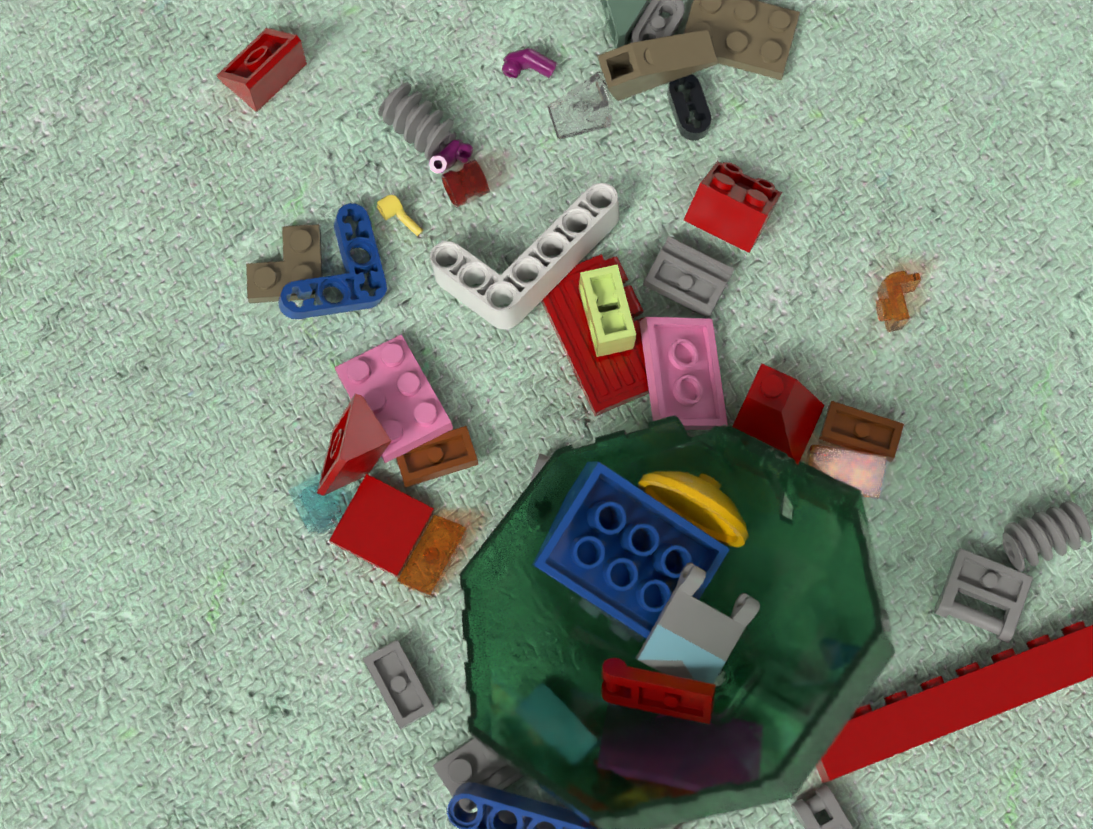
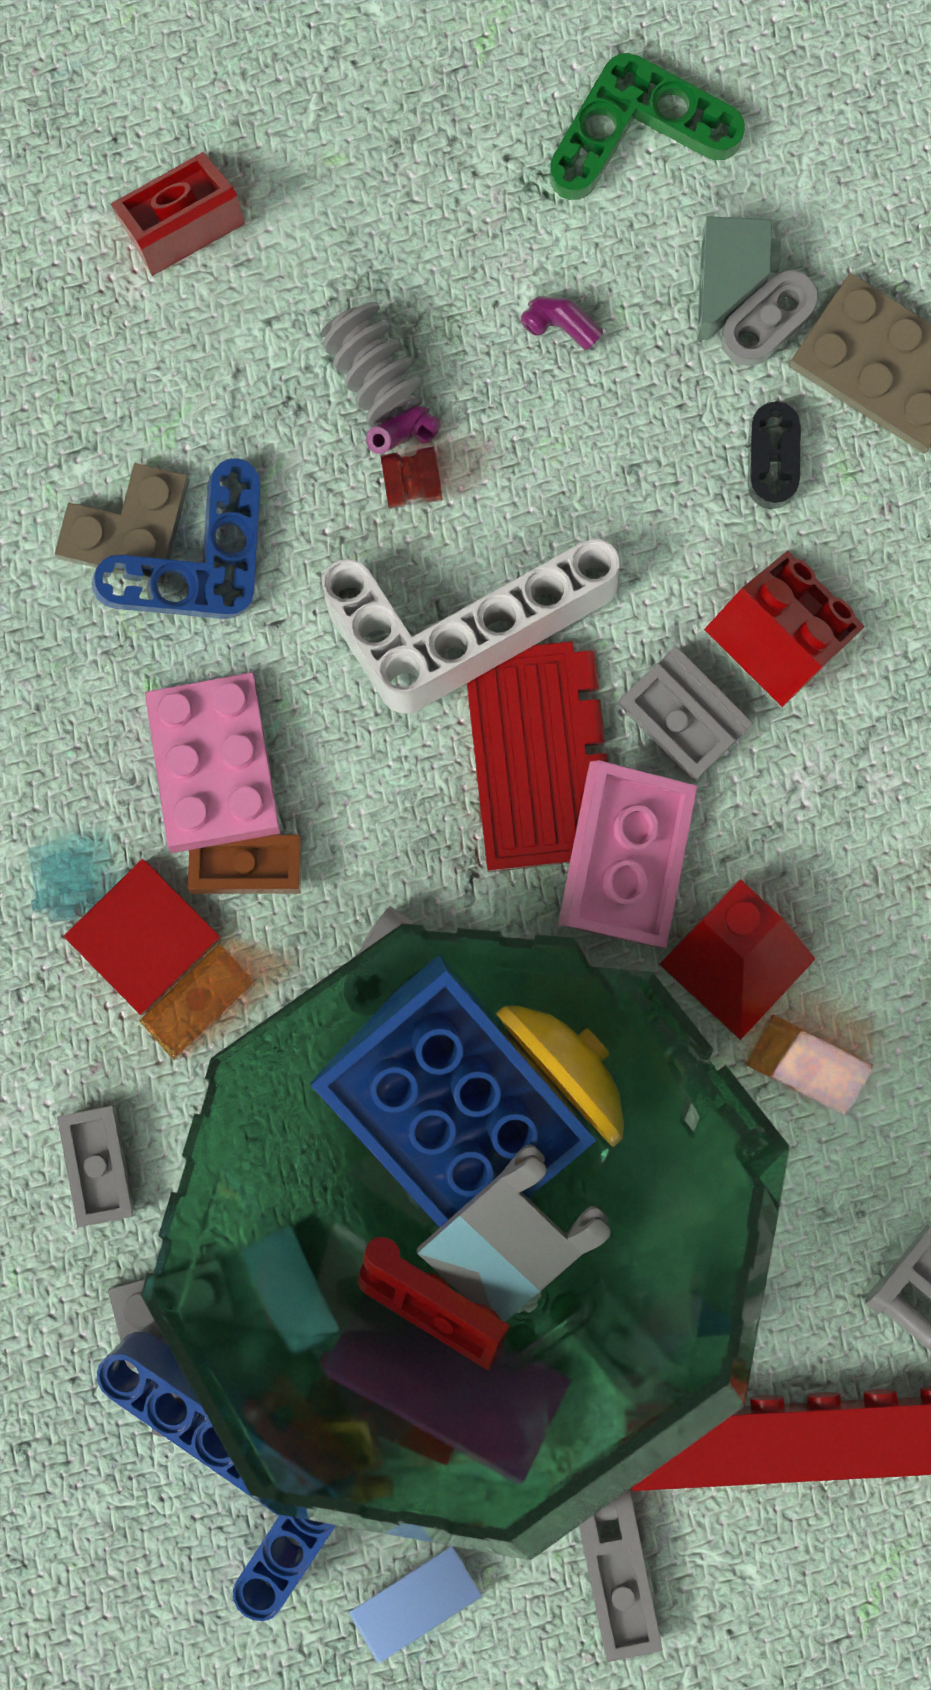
camera: 25 degrees right, 10 degrees up
(353, 446) = (131, 821): red slope -> none
(392, 206) = (296, 479): light yellow hand -> none
(583, 108) = (615, 415): clear slope -> none
(607, 310) = (546, 734): yellowish green brick -> none
(656, 62) = (744, 379): dark tan slope -> none
(861, 430) = (853, 1014): dark orange plate -> none

